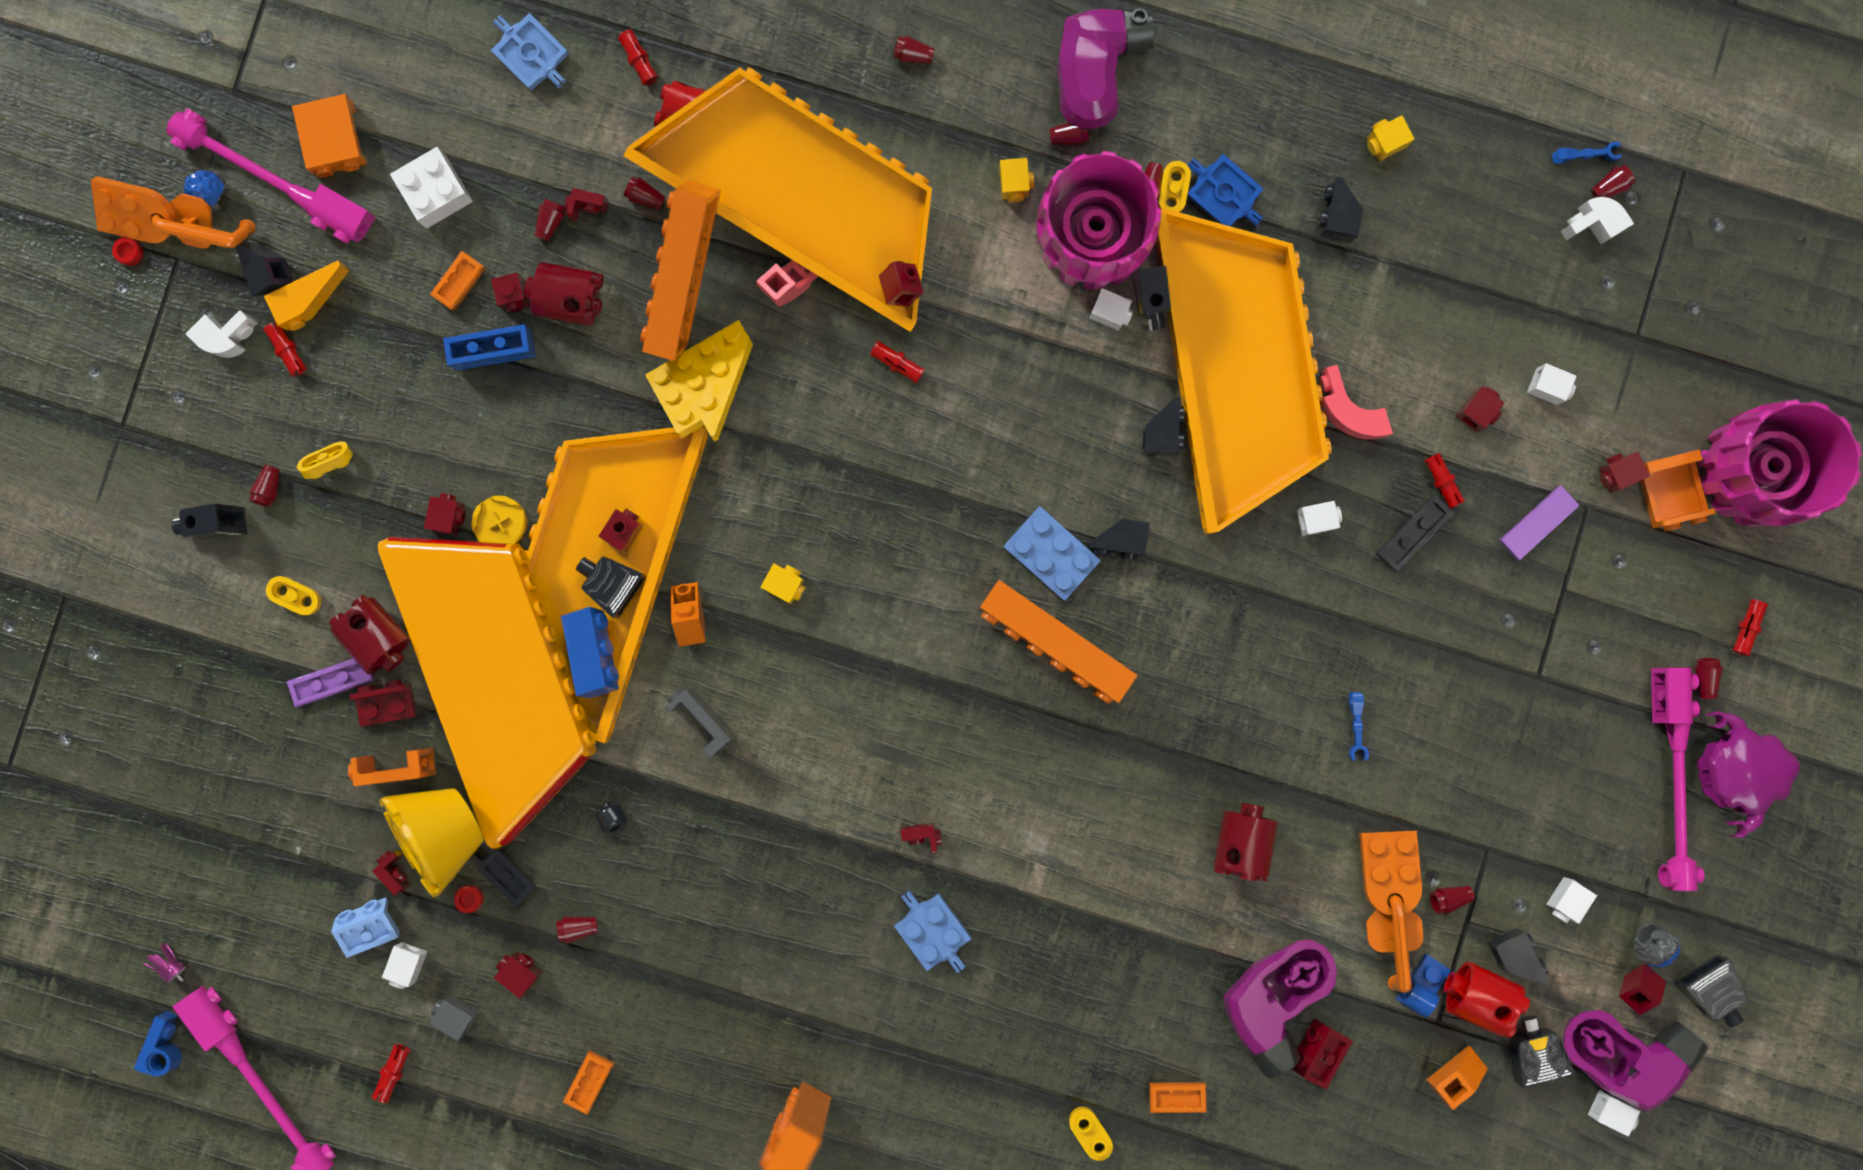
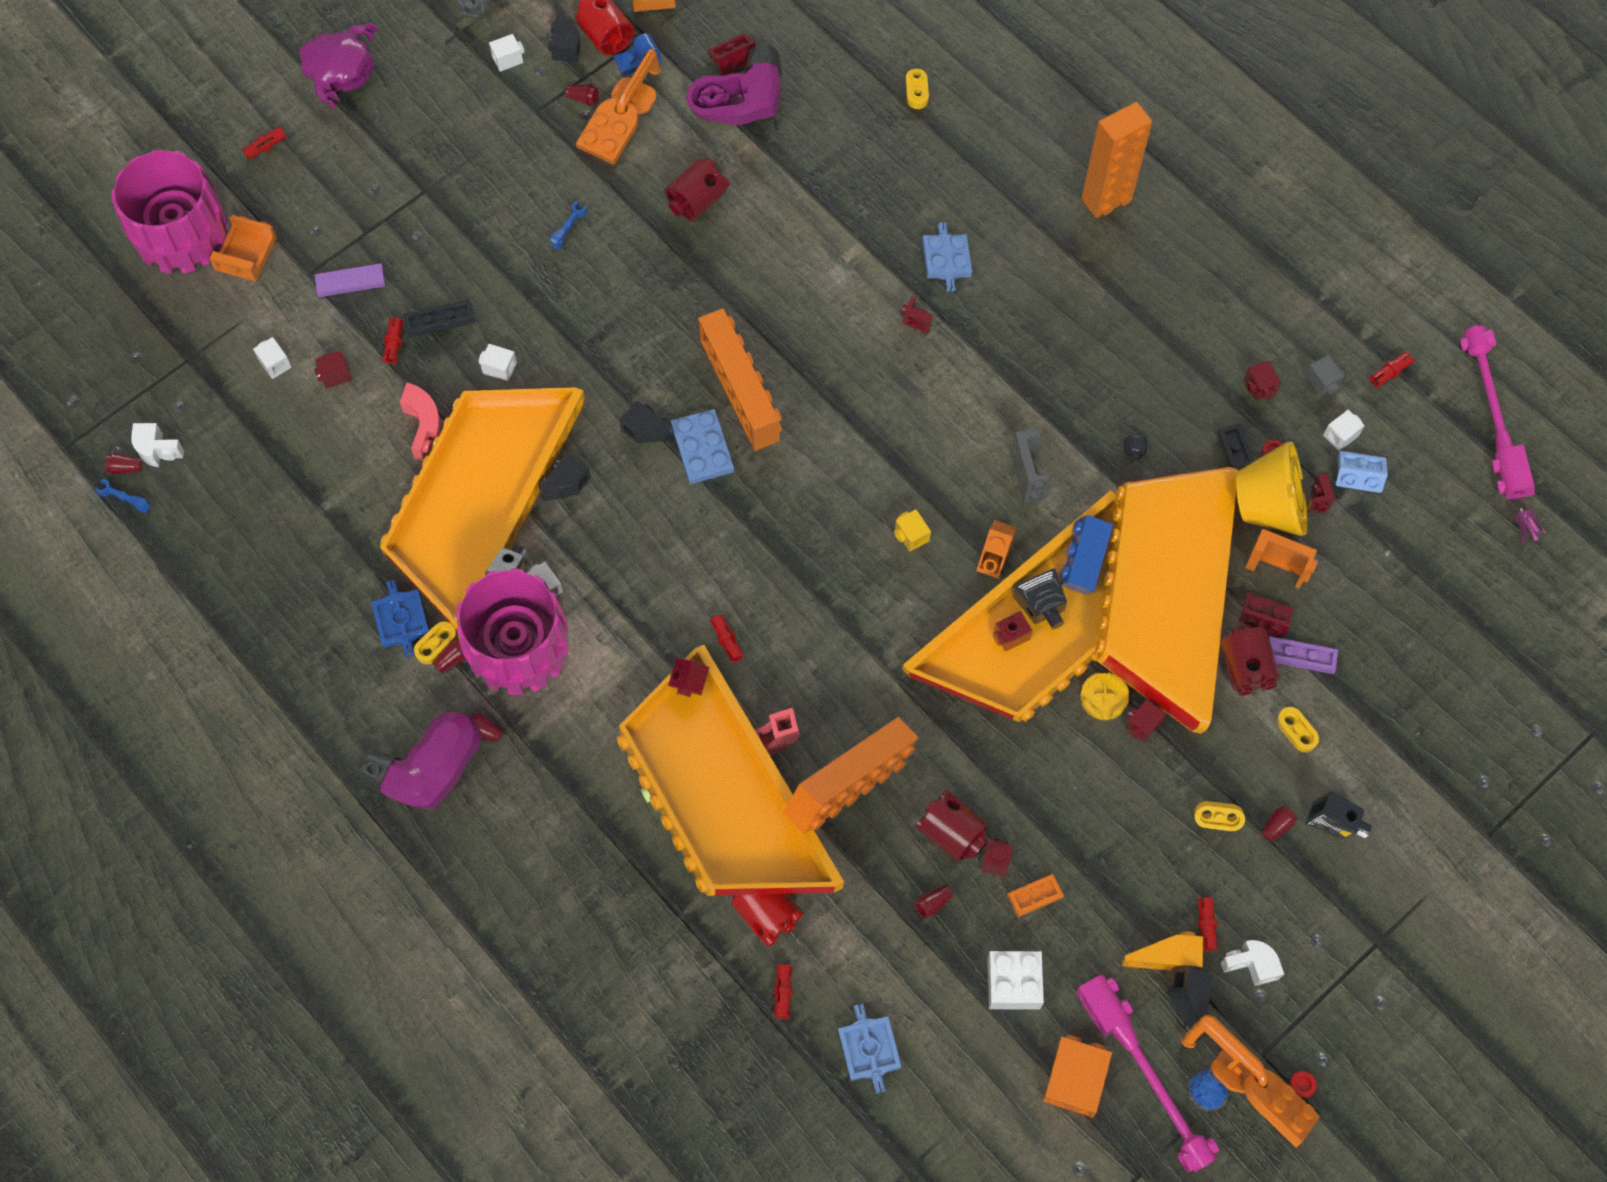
camera: 150 degrees left, 20 degrees down
(156, 1045) = (1560, 473): blue plate -> none
(489, 347) = (1038, 822): blue brick -> none
(575, 928) = (1203, 388): dark red cone -> none
(587, 200) = (892, 895): dark red bracket -> none
(588, 1082) = (1248, 290): orange plate -> none
(643, 194) = (851, 878): dark red cone -> none
(703, 381) = (881, 697): yellow wing -> none
(912, 50) = (561, 864): dark red cone -> none
(1015, 179) = (549, 717): yellow brick -> none
(1177, 1097) = (845, 78): orange plate -> none
(1342, 212) = (328, 553): black slope -> none
(1389, 138) = (253, 585): yellow brick -> none
(1622, 471) = (269, 277): dark red brick -> none
(1675, 708) = (354, 122): dark pink bar -> none
(1709, 674) = (314, 129): dark red cone -> none

